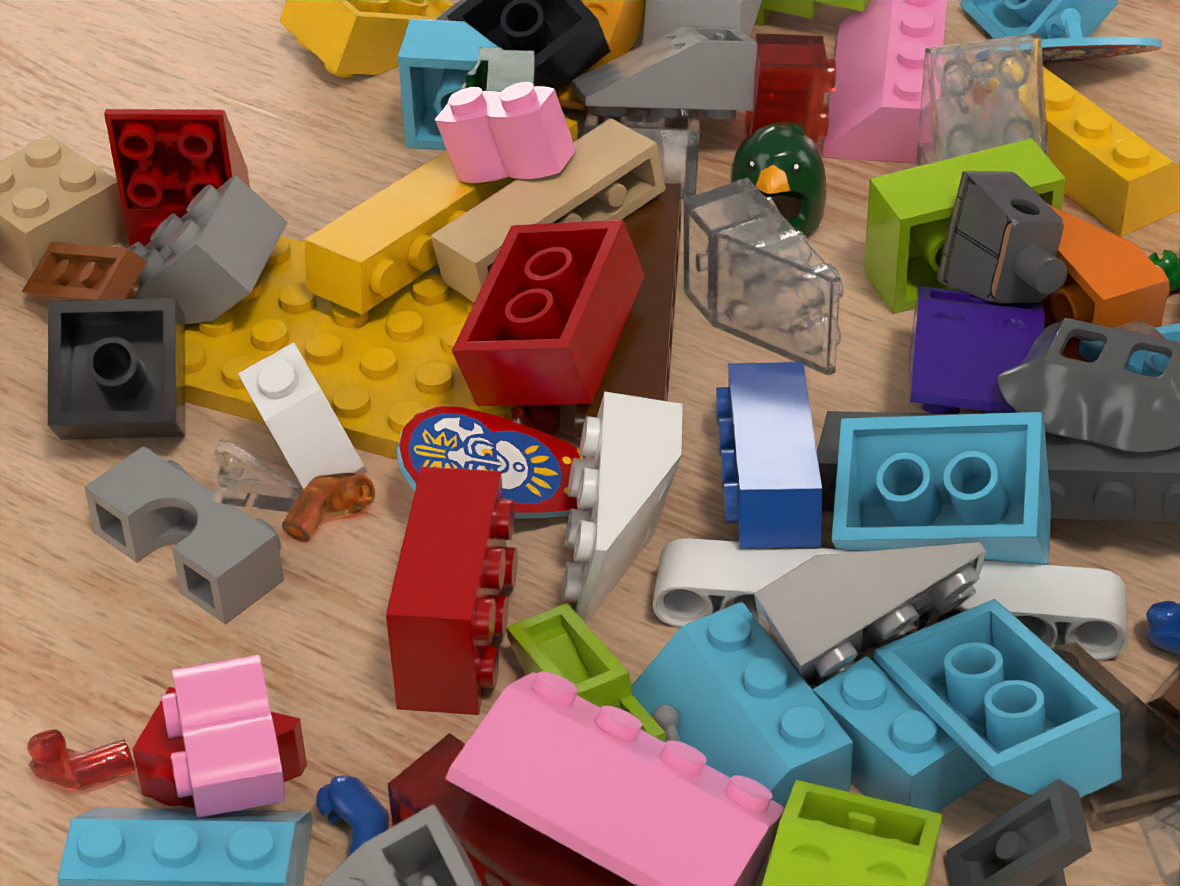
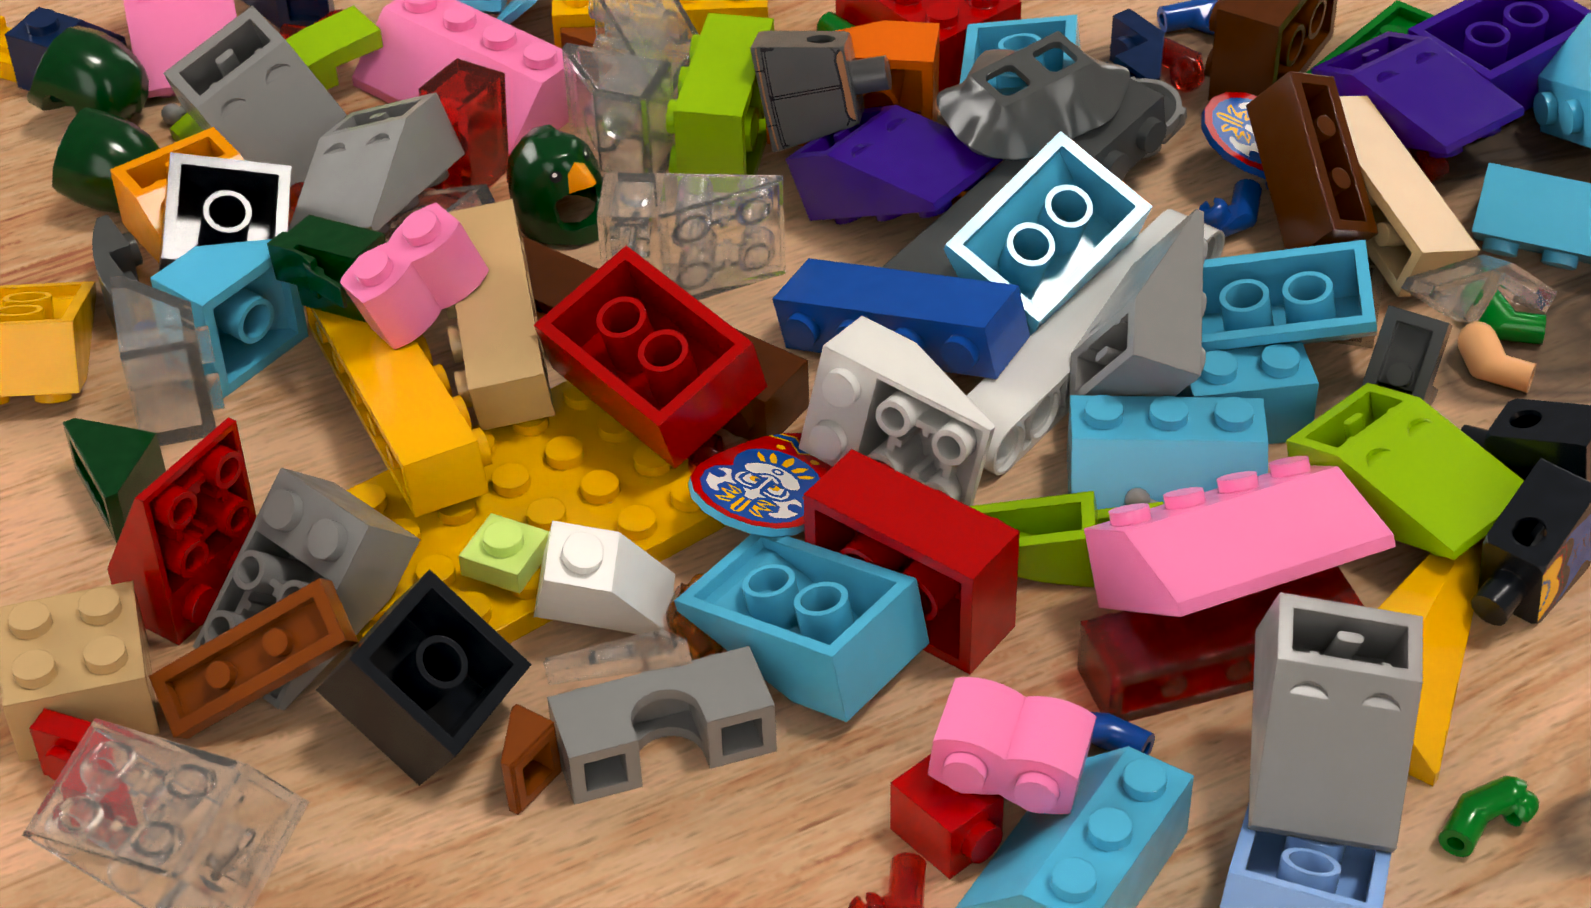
camera: 60 degrees left, 0 degrees up
(87, 462) = (528, 757): none -> dark orange slope
(265, 127) = (113, 465): none -> dark green slope
(312, 342) = (504, 553): none -> yellowish green plate
(336, 565) = (814, 618): none -> medium azure slope
(361, 85) = (165, 362): none -> clear slope
(884, 141) = (619, 107): none -> clear slope

